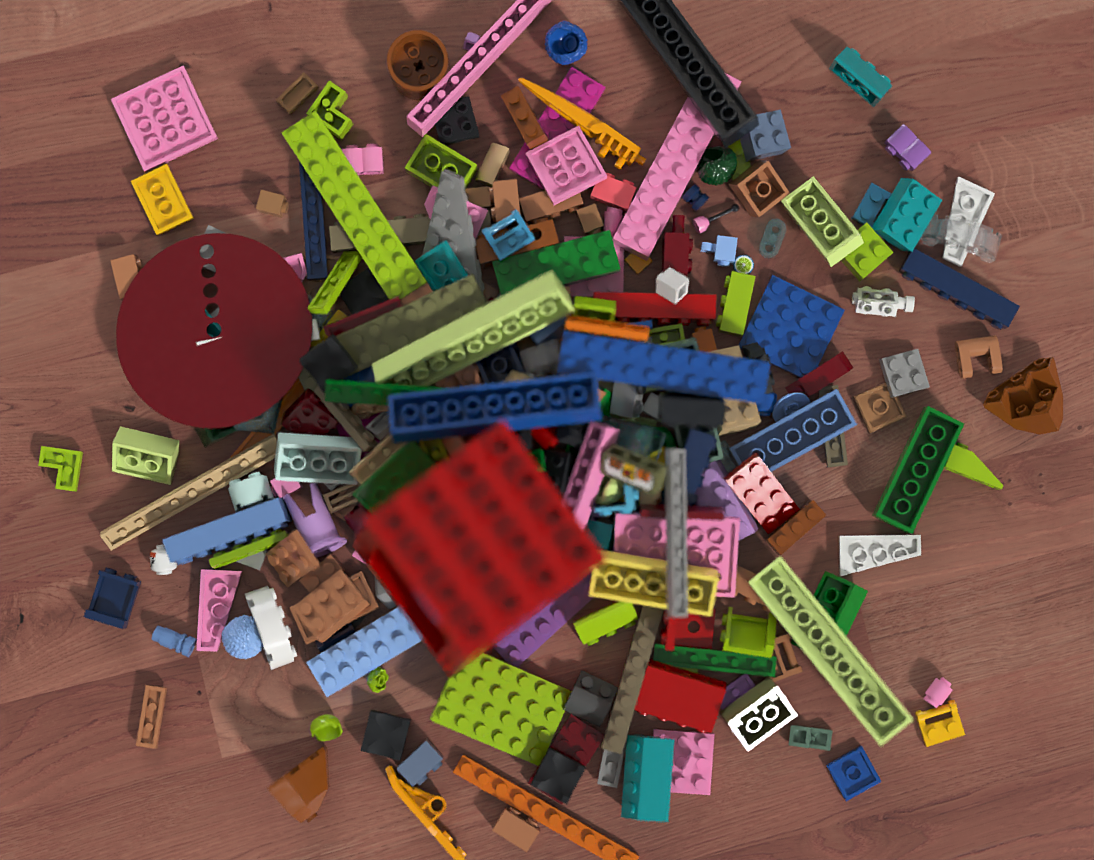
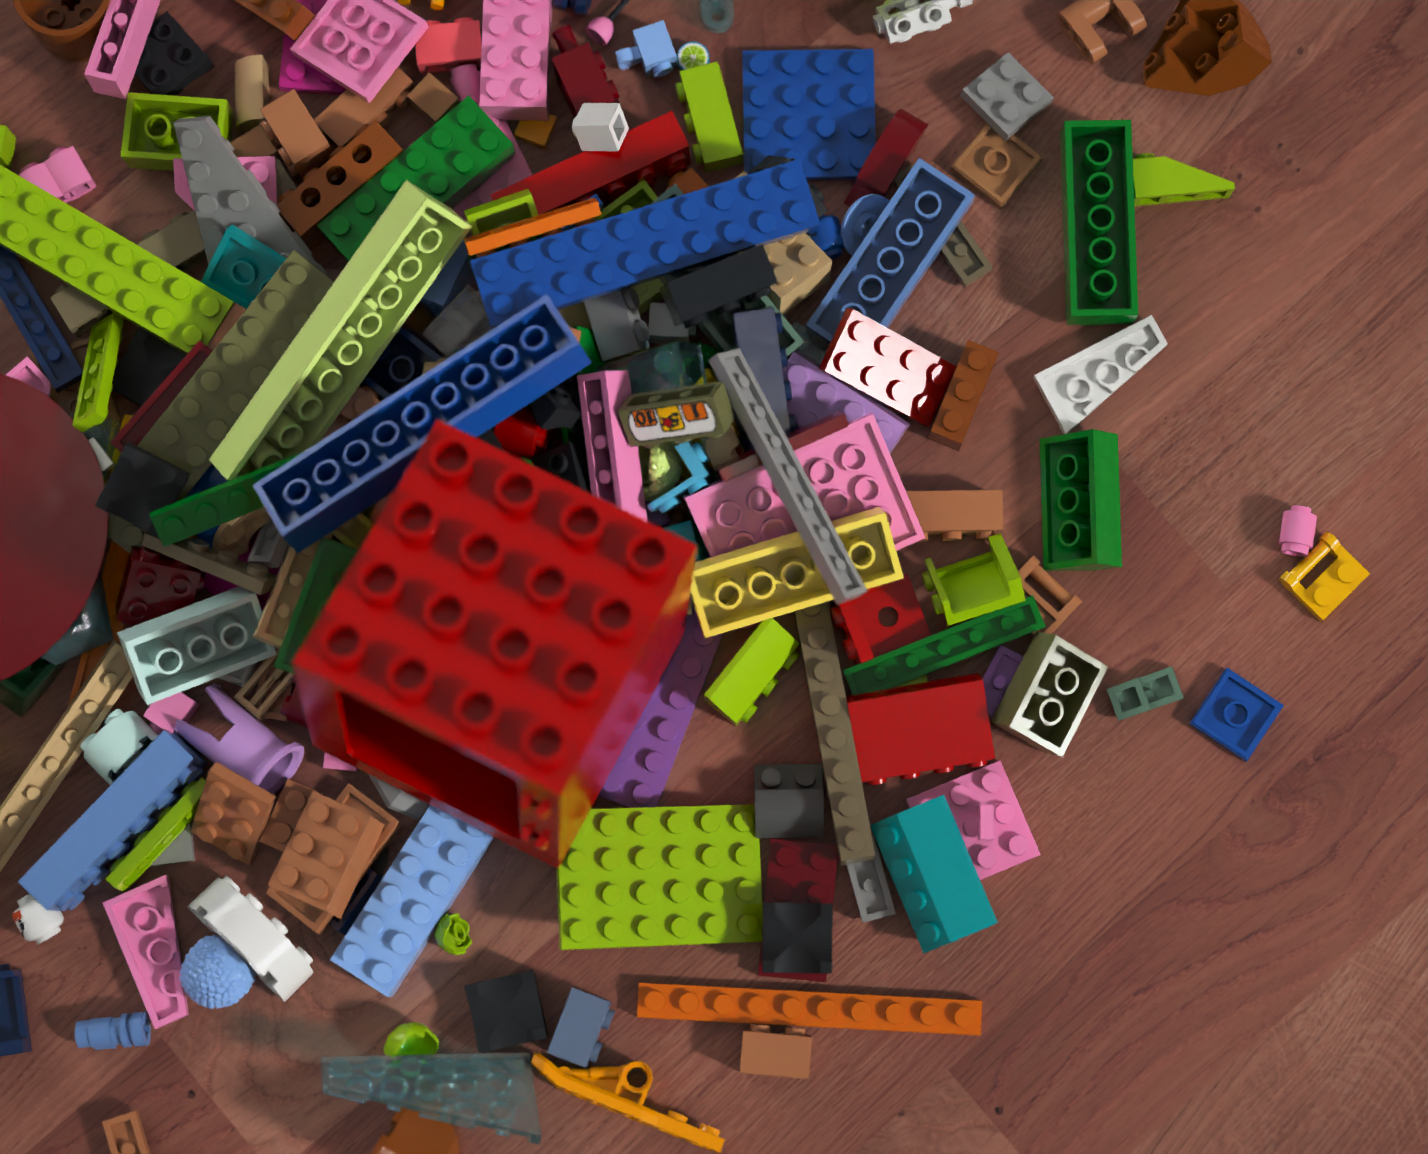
camera: 25 degrees left, 5 degrees down
(336, 762) = (448, 1088): none -> clear light blue wing
(510, 241) = (329, 179): dark azure plate -> none
(830, 651) = (1106, 541): yellowish green brick -> none

